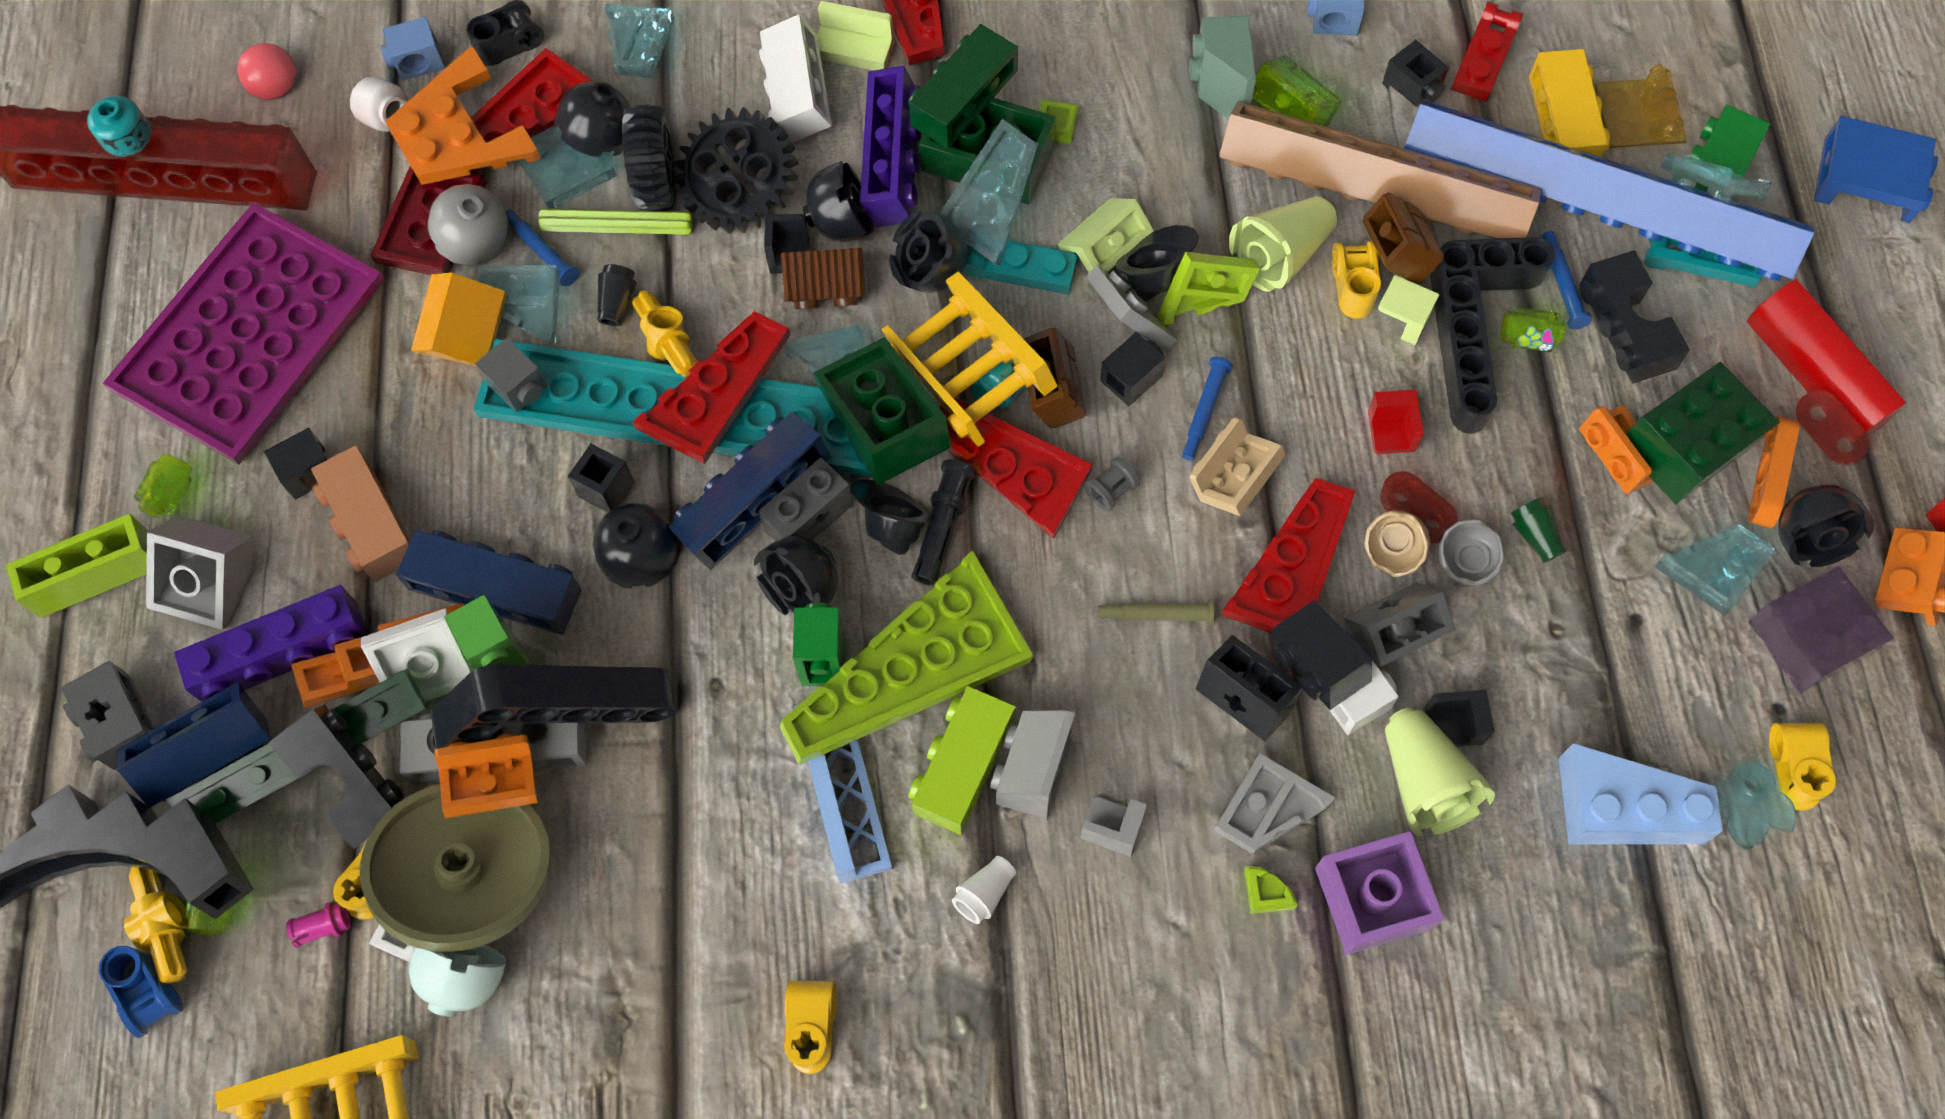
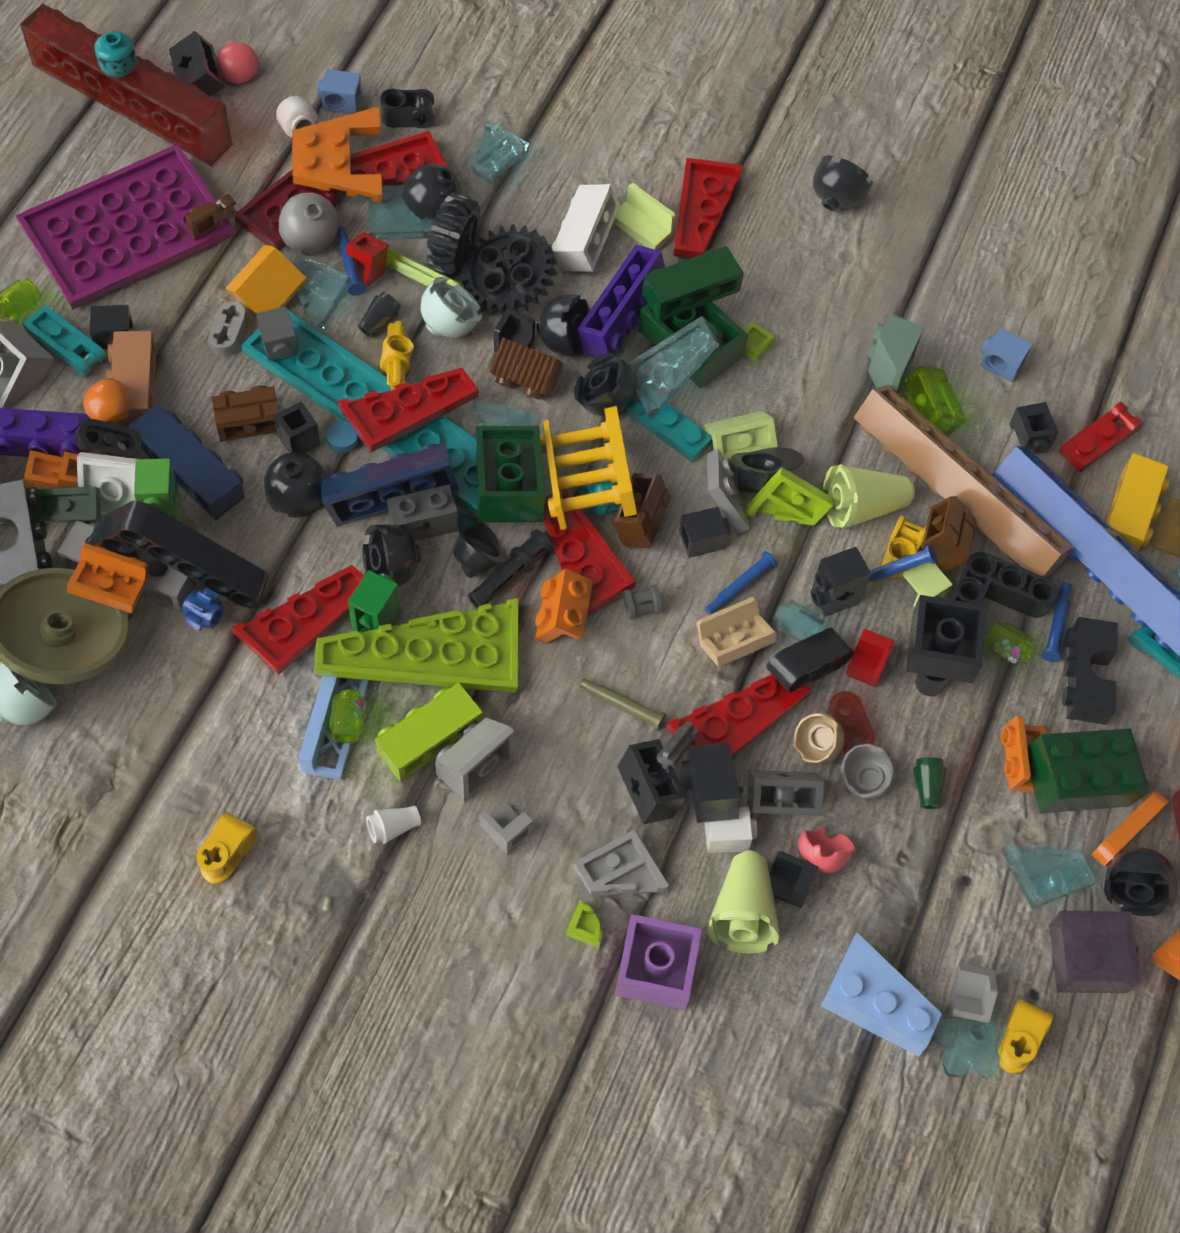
camera: 20 degrees right, 5 degrees down
(219, 93) = (197, 64): none -> black brick
(252, 507) = (64, 340): none -> teal plate
(344, 274) = (207, 217): none -> reddish brown plate
(355, 559) = (107, 401): none -> orange hair
(380, 605) = (107, 438): none -> black plate
(435, 399) = (233, 330): none -> light grey beam
(526, 487) = (245, 412): none -> reddish brown brick
(563, 227) = (370, 254): none -> red panel
(615, 751) = (203, 609): none -> blue gear
(655, 461) = (342, 437): none -> dark azure tile
(695, 249) = (449, 309): none -> light aqua cylinder
(735, 711) = (292, 628): none -> red wing
(862, 792) = (347, 716): none -> clear neon green brick
(1029, 535) = (563, 606): none -> orange bracket
(1258, 632) = (677, 745): none -> dark grey axle
(1296, 420) = (797, 620): none -> clear light blue brick
(1319, 351) = (840, 581): none -> black brick
(1337, 457) = (810, 659): none -> black beam
(1368, 304) = (903, 564): none -> blue piece
(1479, 359) = (946, 639): none -> black brick
(1481, 667) = (826, 852): none -> coral hair
(1728, 743) = (974, 992): none -> light grey panel

